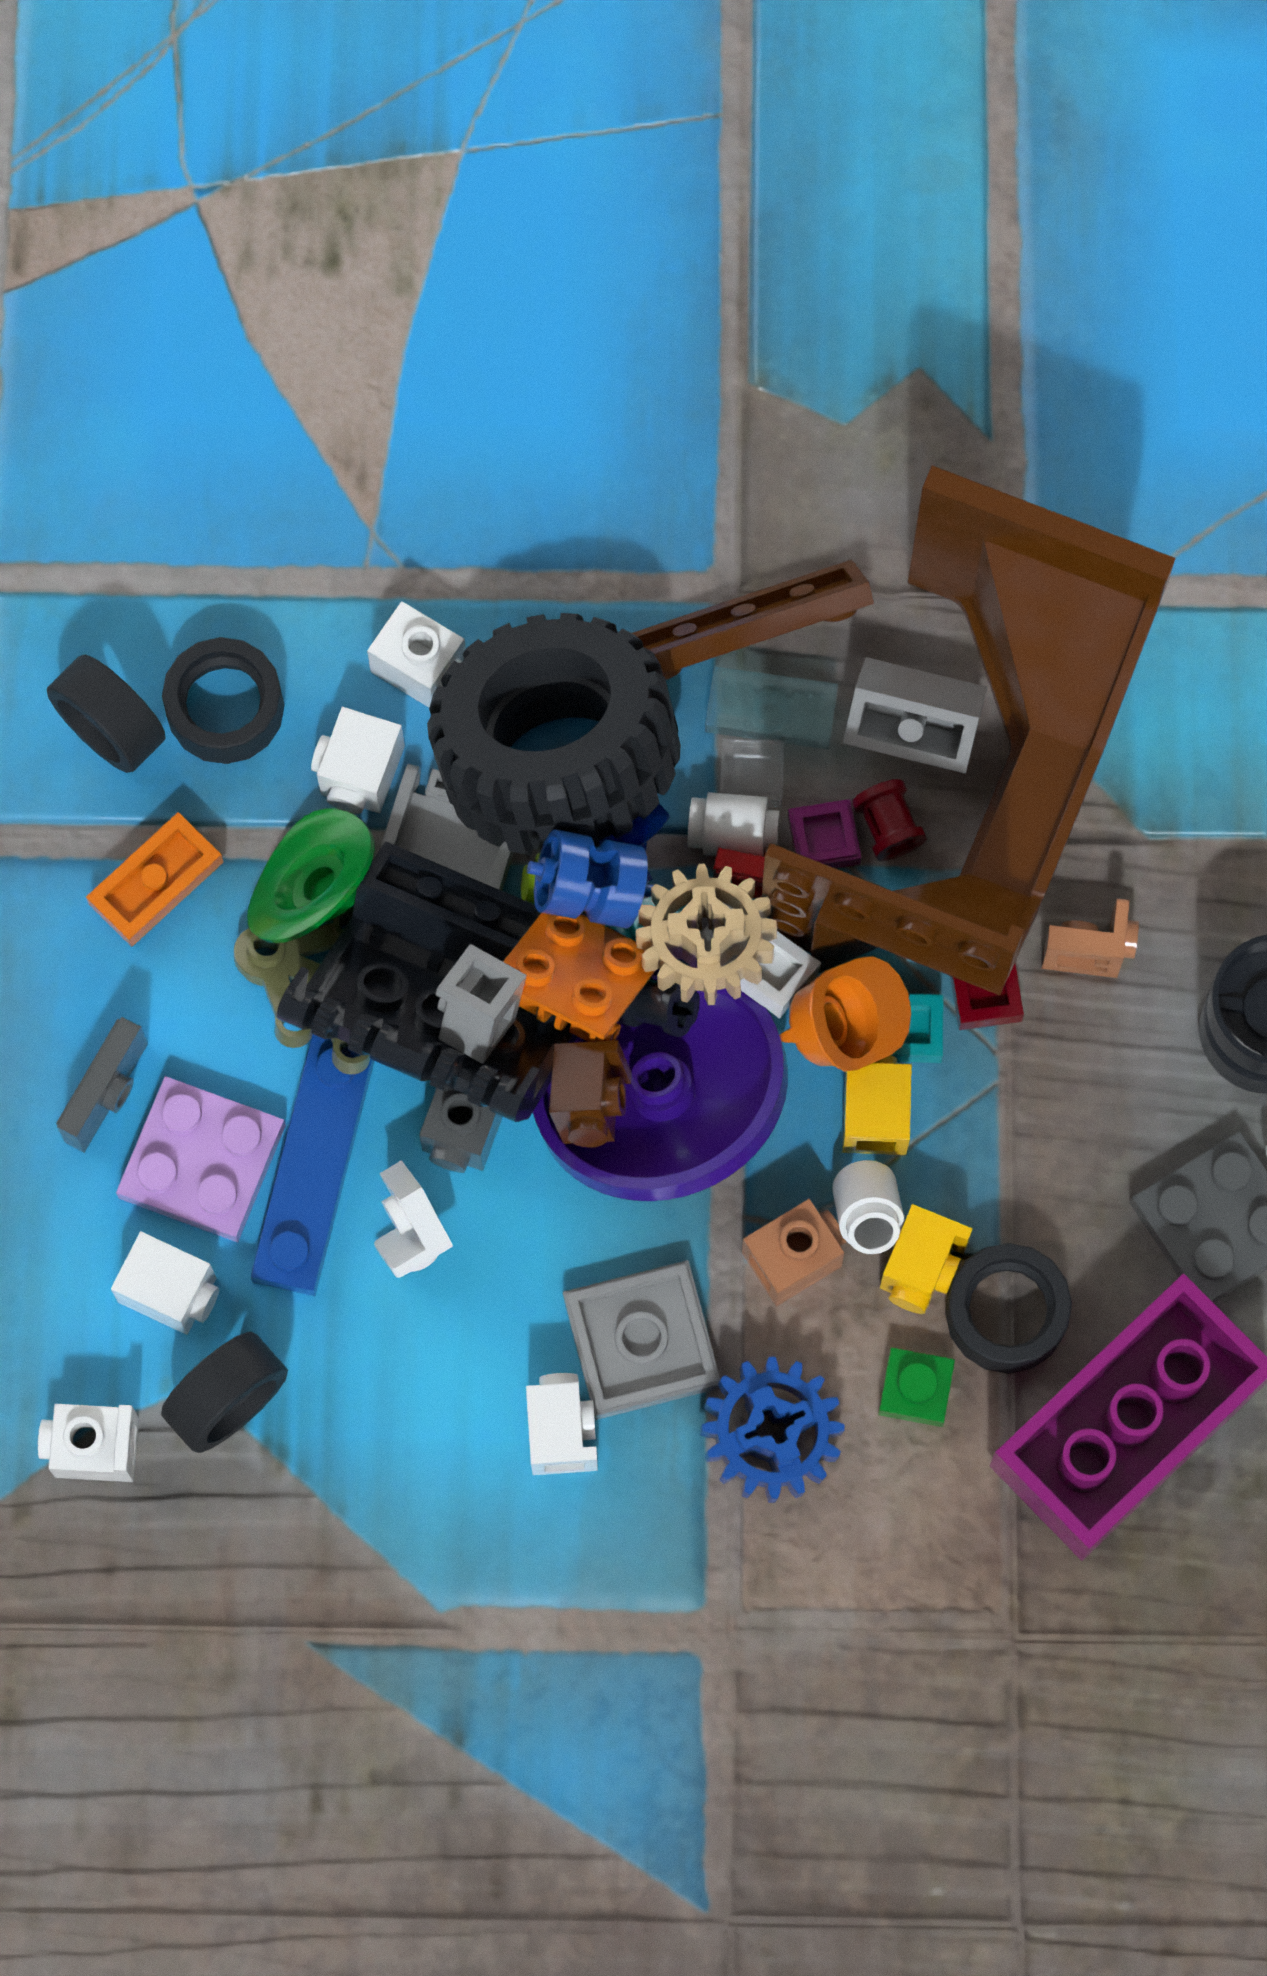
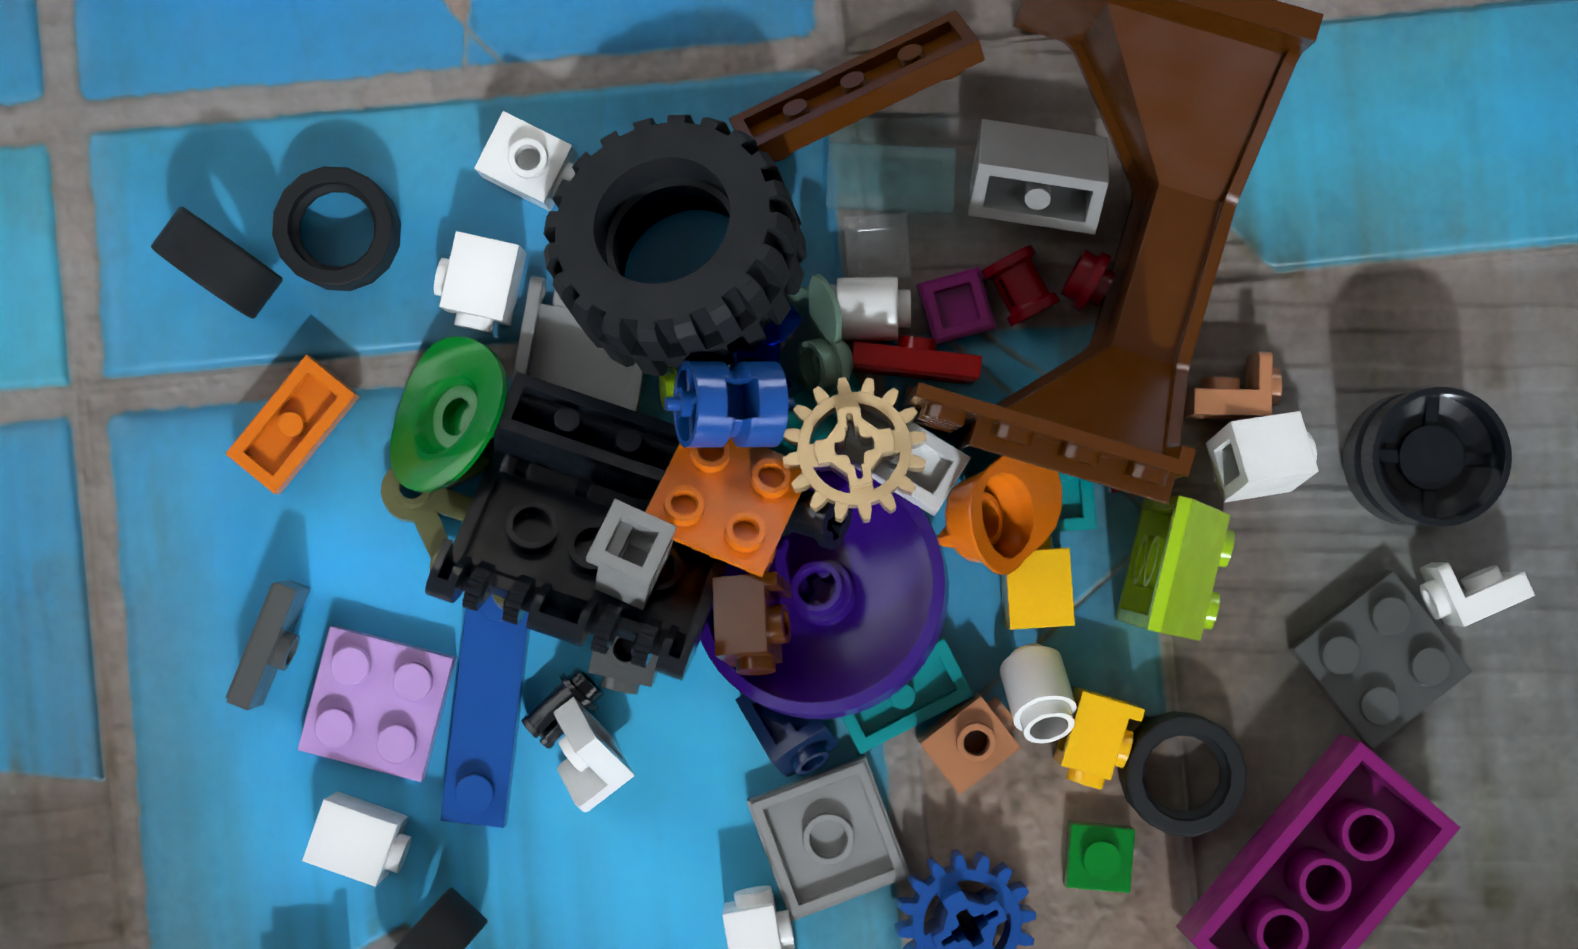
camera: 10 degrees left, 15 degrees up
(372, 1178) = (542, 719): none -> black pin
(616, 1228) = (789, 741): none -> dark blue bracket
(683, 836) = (817, 351): none -> sand green plate
(735, 1205) = (927, 694): none -> teal plate
(957, 820) = (1088, 280): none -> dark red plate
(1018, 1093) = (1175, 567): none -> lime slope
(1113, 1001) = (1262, 456): none -> white brick

